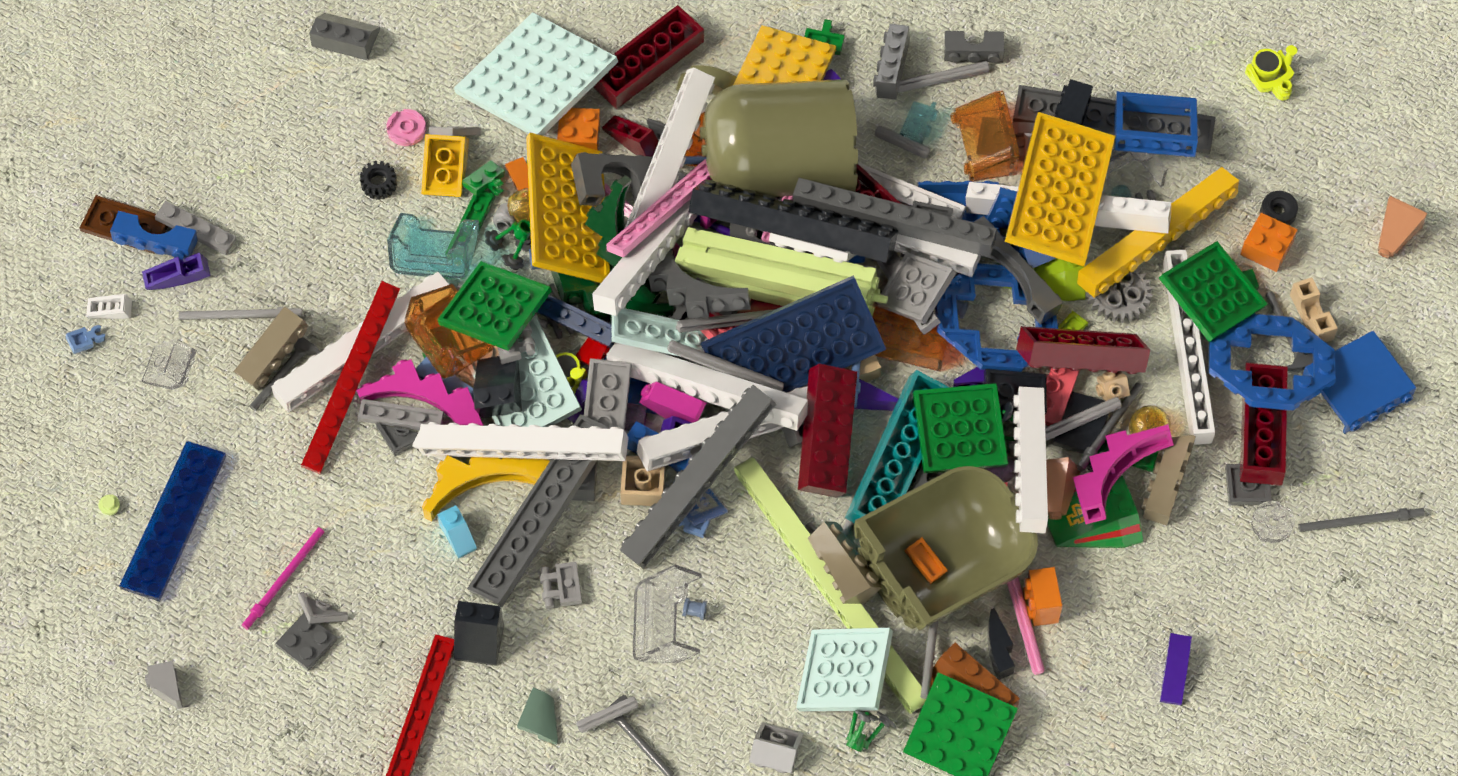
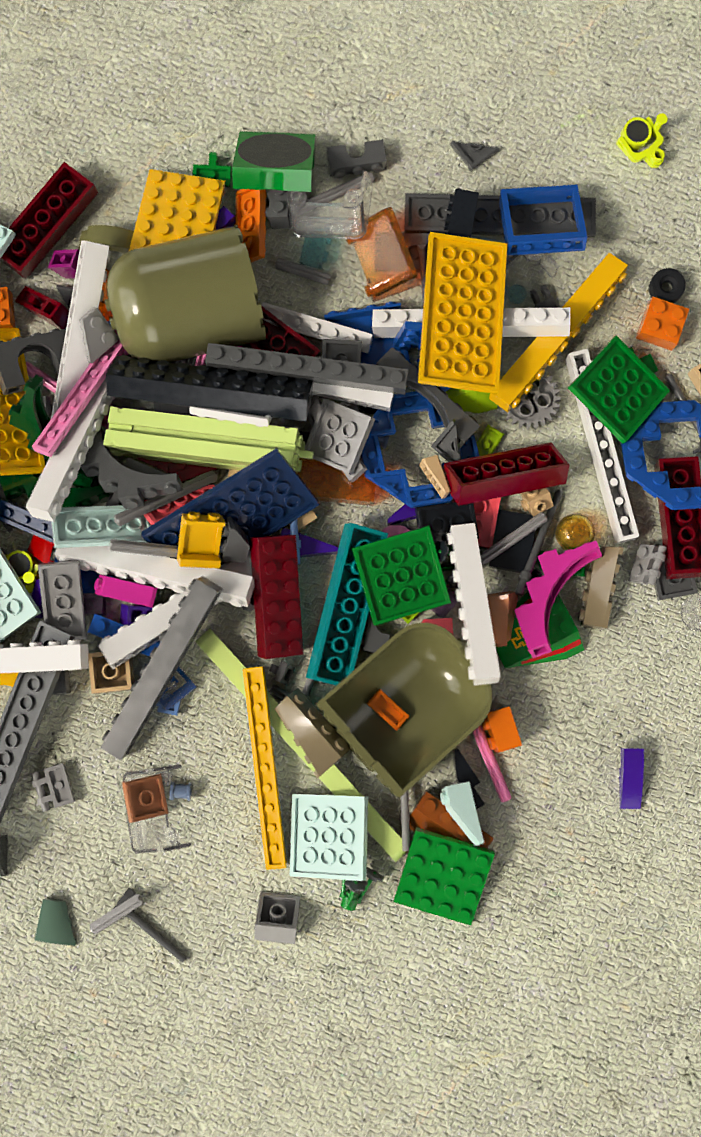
camera: 10 degrees left, 20 degrees up
(657, 605) = (145, 798): none -> nougat tile
(662, 97) = (65, 263): none -> magenta brick
(686, 158) = (97, 334): none -> light grey wing
(760, 356) = (200, 540): none -> yellow panel
(788, 596) = (264, 768): none -> yellow plate
(792, 372) = (234, 542): none -> dark grey slope
(820, 511) = (282, 672): none -> dark grey tile
(860, 75) = (252, 221): none -> orange plate
(890, 33) = (274, 161): none -> tile
(937, 91) = (332, 220): none -> clear windscreen
(990, 660) = (461, 806): none -> light aqua slope
(1009, 337) = (433, 470): none -> tan slope
(1027, 311) = (448, 443): none -> dark grey tile
(1095, 61) = (473, 154): none -> dark grey tile
(1221, 464) = (648, 564): none -> light grey plate

